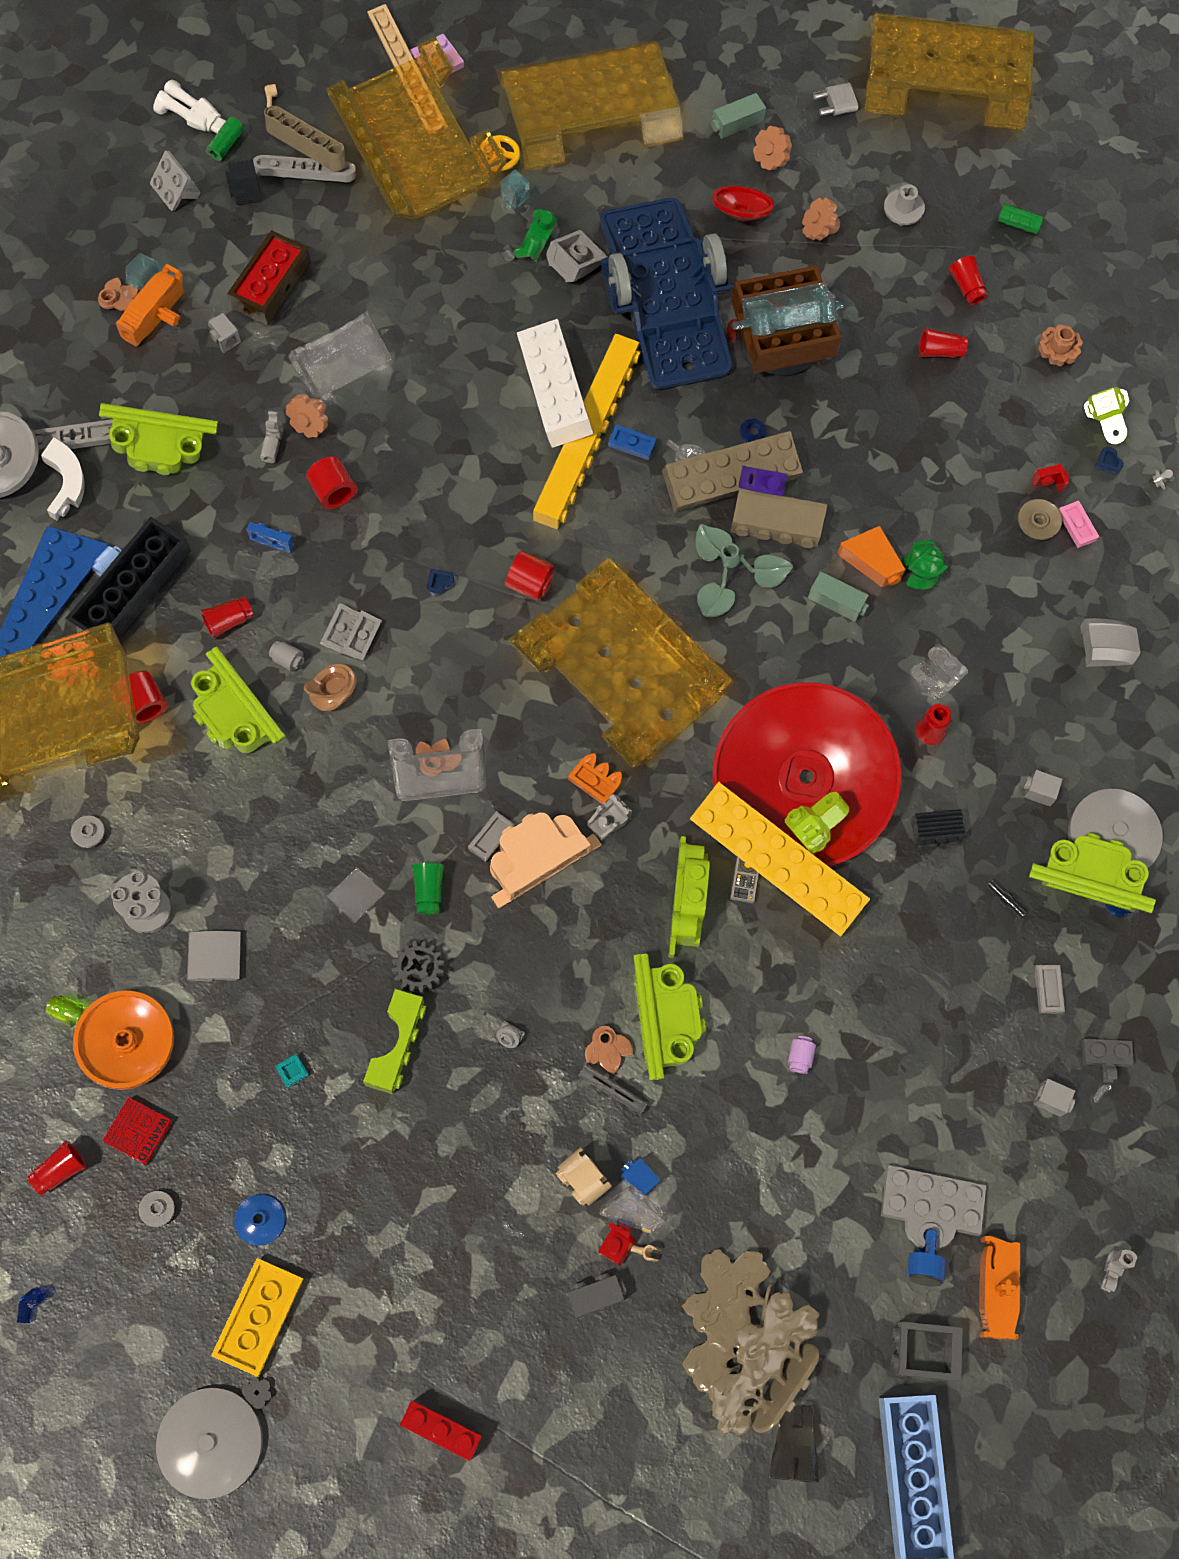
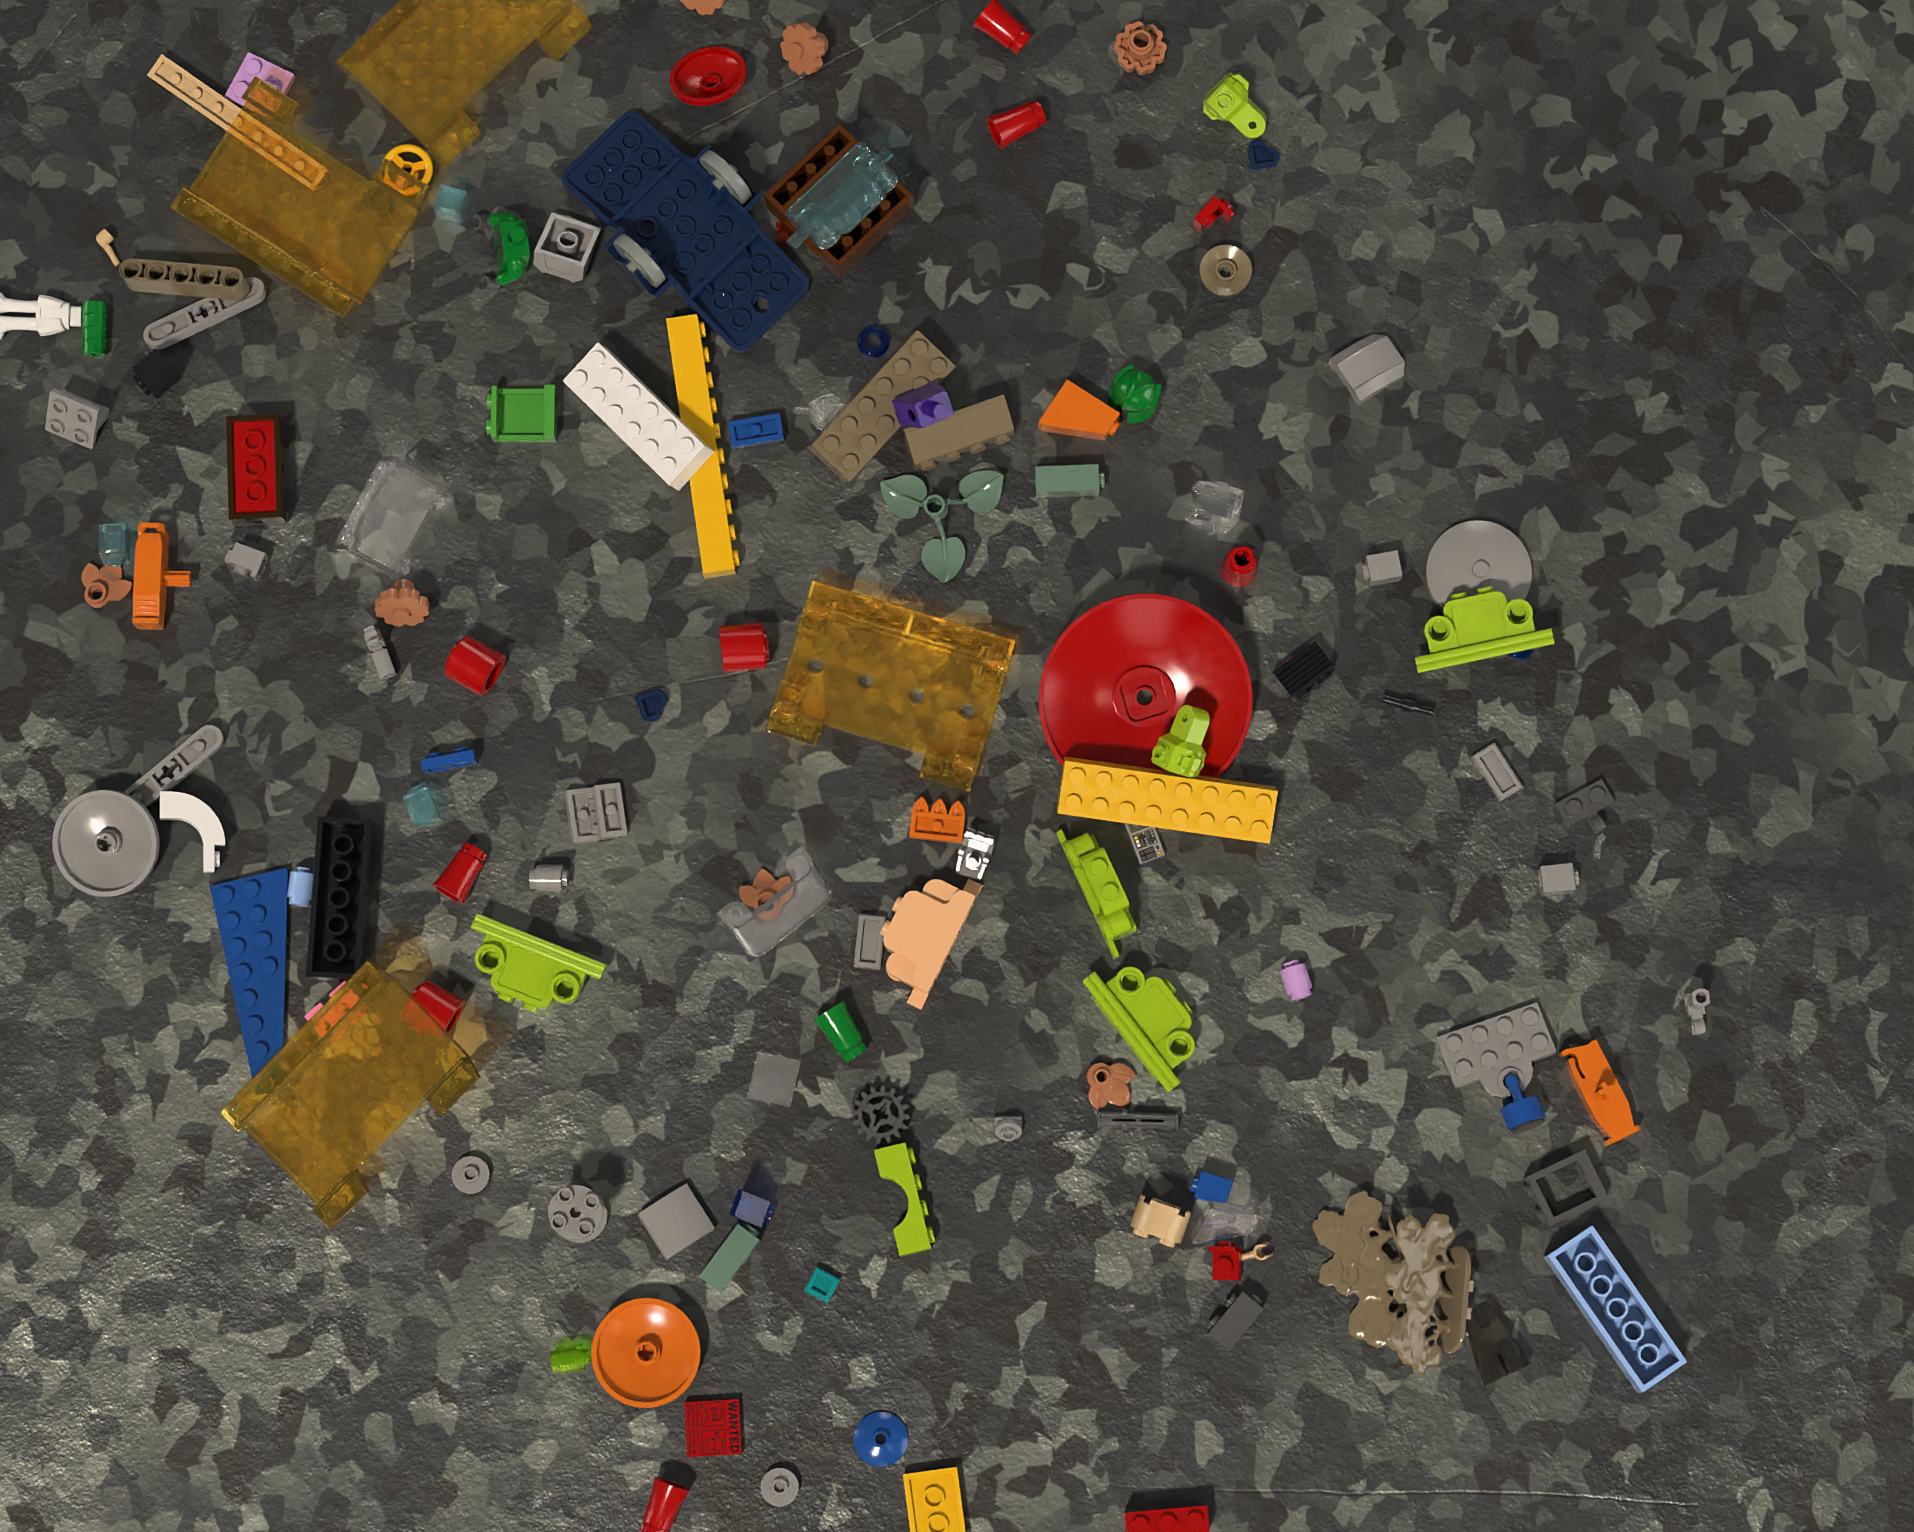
camera: 25 degrees left, 10 degrees up
(156, 438) = (261, 725): lime brick -> none
(229, 556) = (421, 807): none -> clear light blue brick
(235, 1007) = (730, 1257): none -> sand green brick
(273, 977) = (751, 1209): none -> clear blue slope
(331, 687) = (616, 883): medium nougat piece -> none
(475, 344) = (522, 414): none -> bright green panel
(1078, 524) = (1267, 251): bright pink plate -> none
(1160, 479) = (1326, 149): light grey plate -> none

